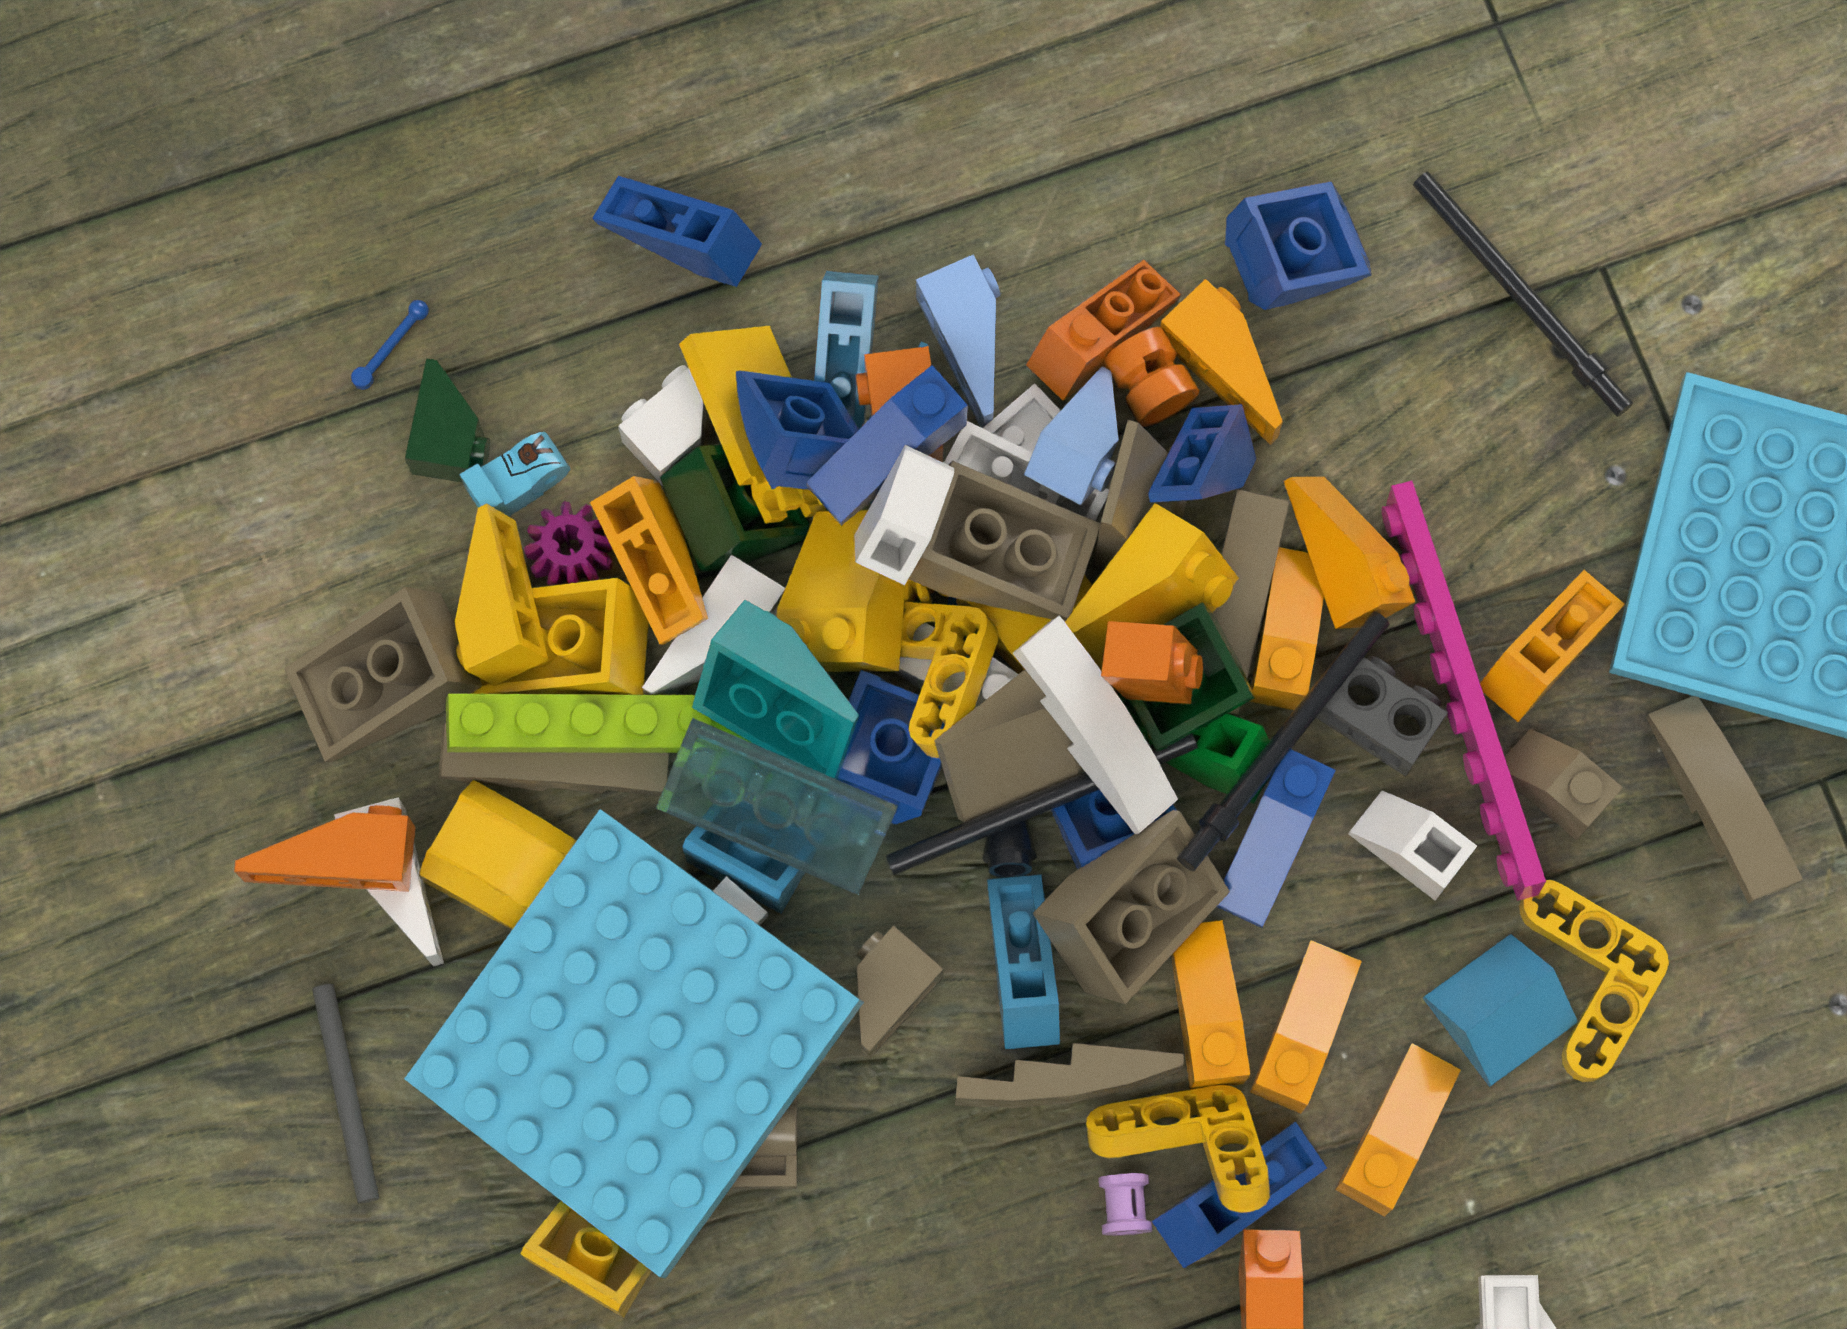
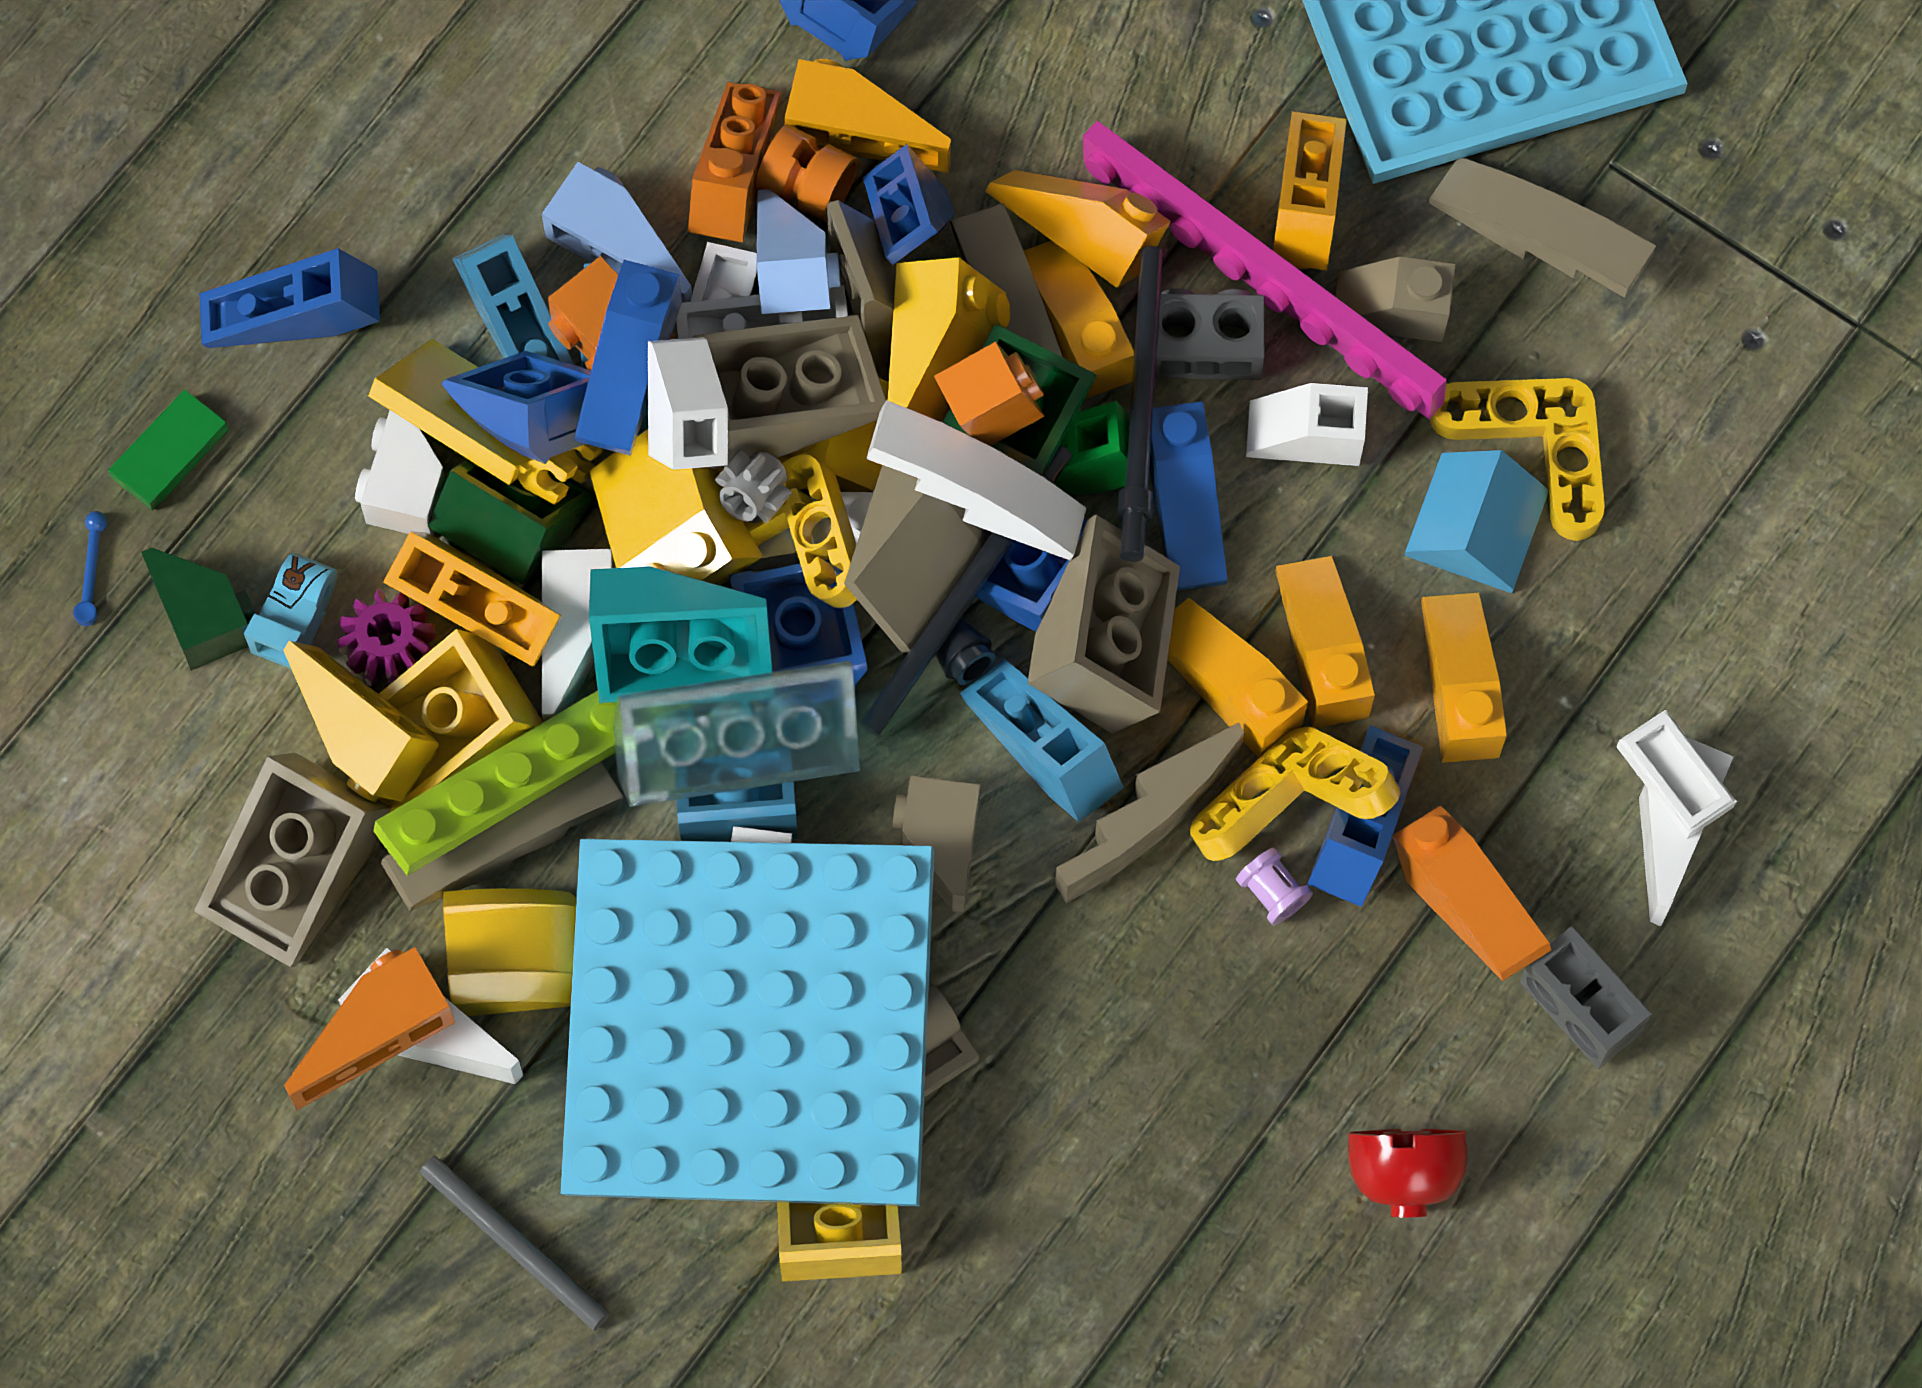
camera: 35 degrees left, 5 degrees down
(510, 287) = (168, 450): none -> green tile
(921, 612) = (753, 486): none -> light grey gear

